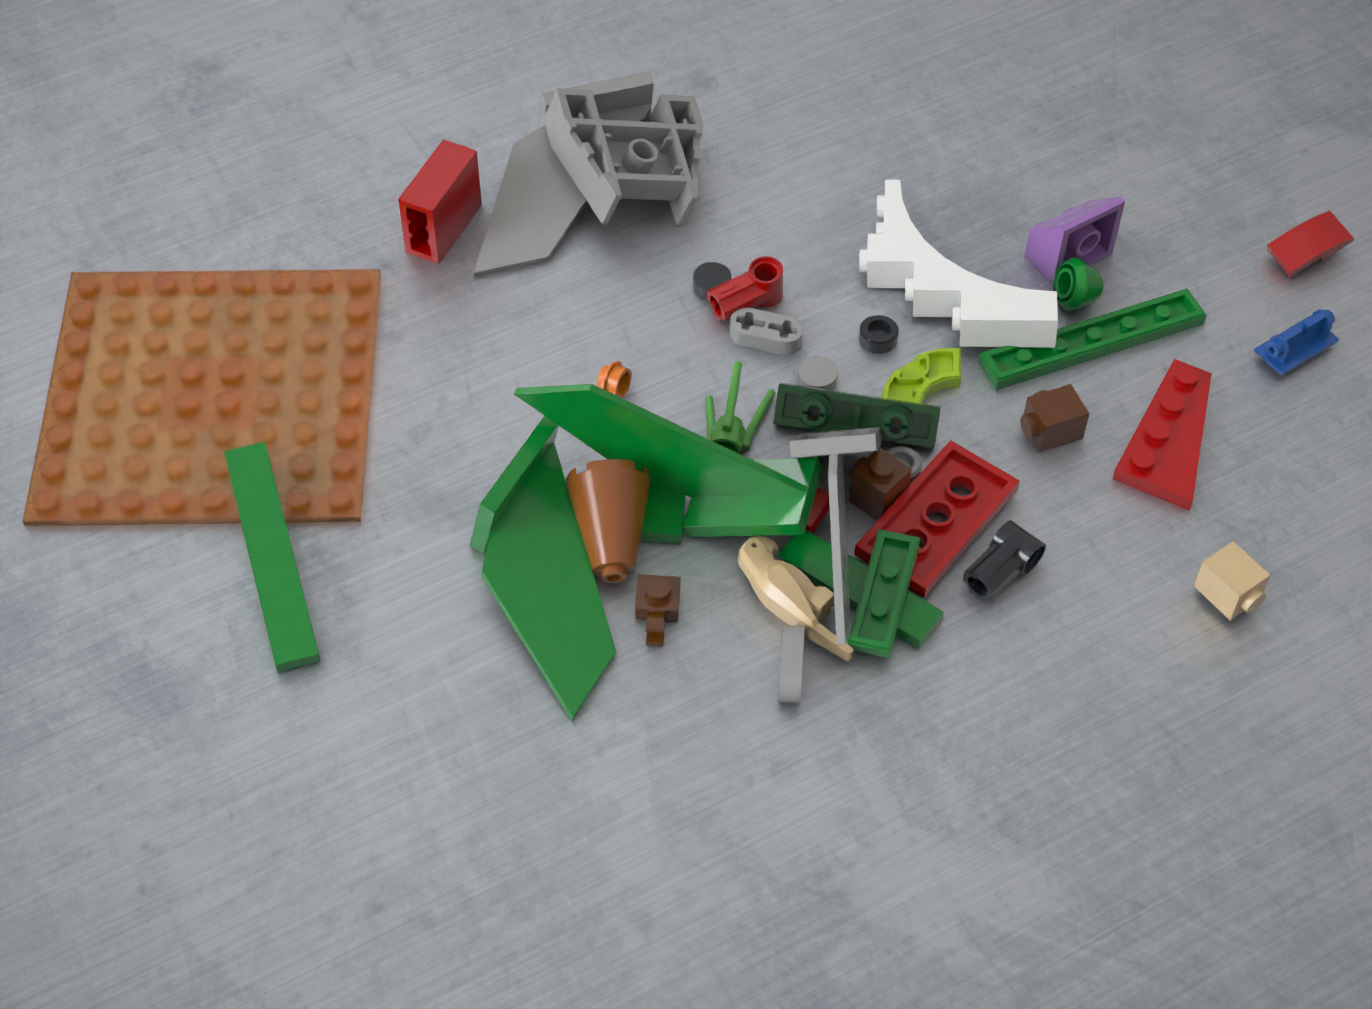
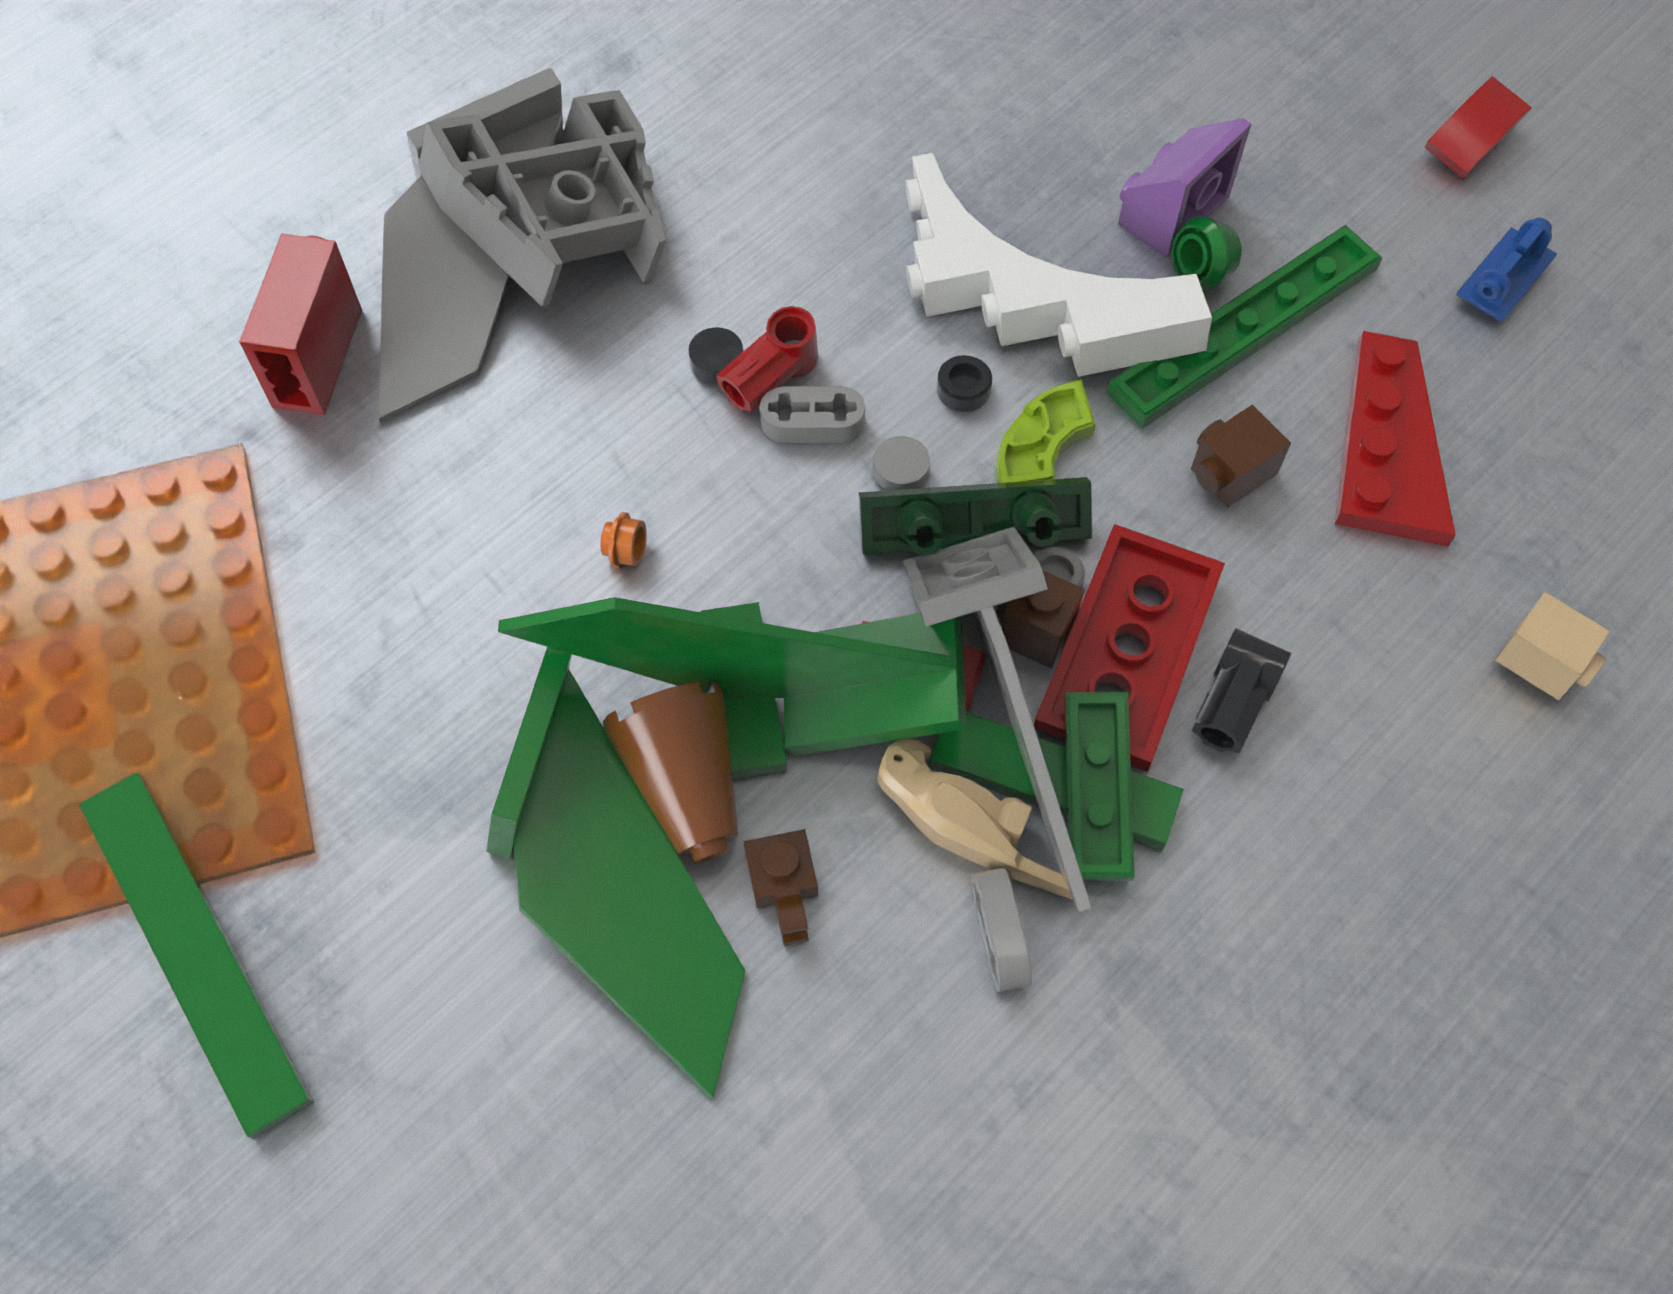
camera: 15 degrees left, 10 degrees up
(729, 428) = (807, 588): bright green plant -> none

